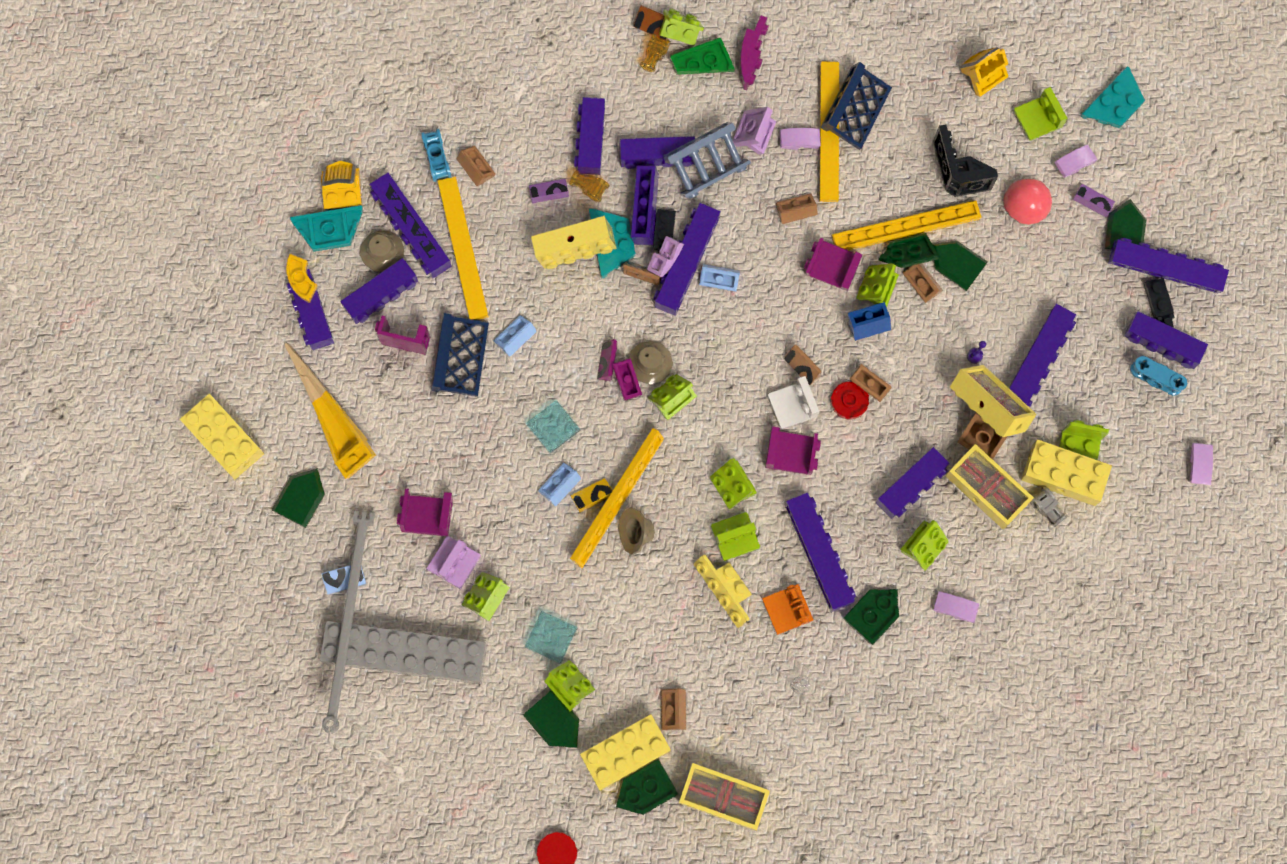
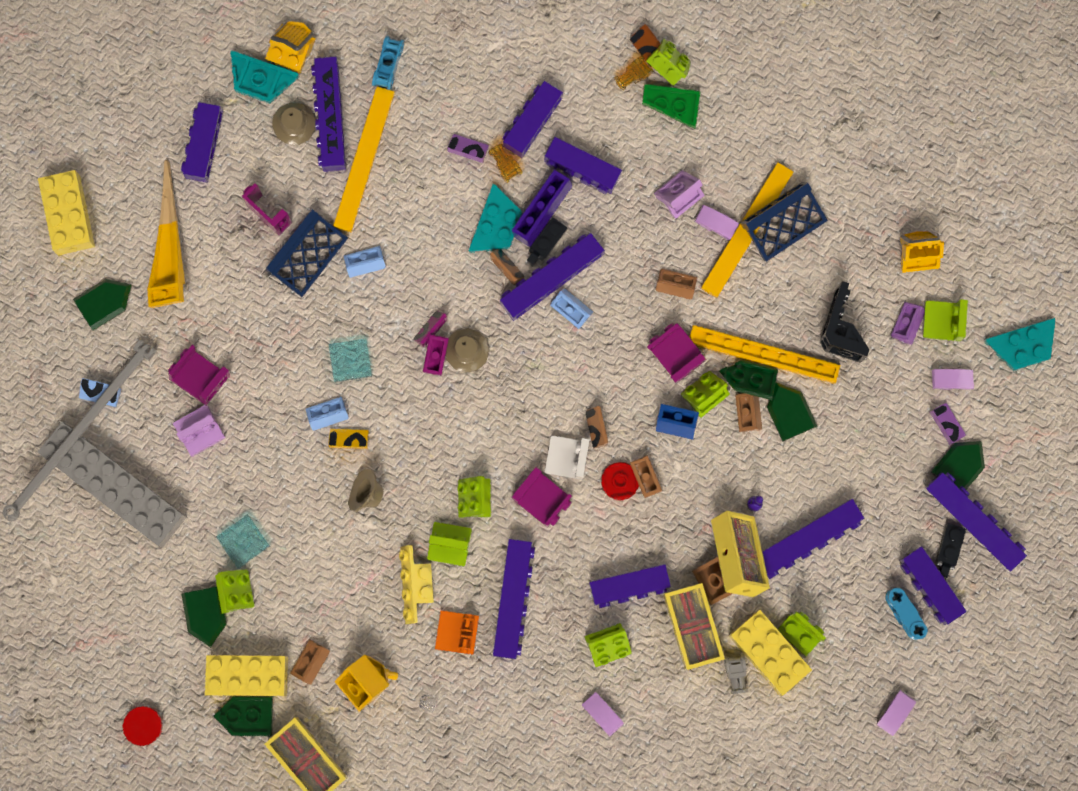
camera: 30 degrees right, 5 degrees up
(297, 275) = (206, 109): yellow tile -> none
(379, 291) = (270, 158): dark purple brick -> none
(475, 165) = (418, 90): medium nougat slope -> none
(485, 595) = (207, 474): lime bracket -> none
(574, 242) = (458, 208): light yellow brick -> none
(617, 498) = (367, 453): yellow tile -> none
(662, 261) = (528, 267): lavender slope -> none
(672, 395) = (467, 391): lime bracket -> none
(691, 149) = (629, 181): sand blue fence -> none
(734, 697) = (364, 681): none -> yellow piece
(751, 52) = (715, 123): magenta slope -> none
(874, 614) = (529, 679): dark green tile -> none
(1010, 135) = (908, 322): none -> medium lavender slope
(1028, 201) = (886, 392): coral cylinder -> none

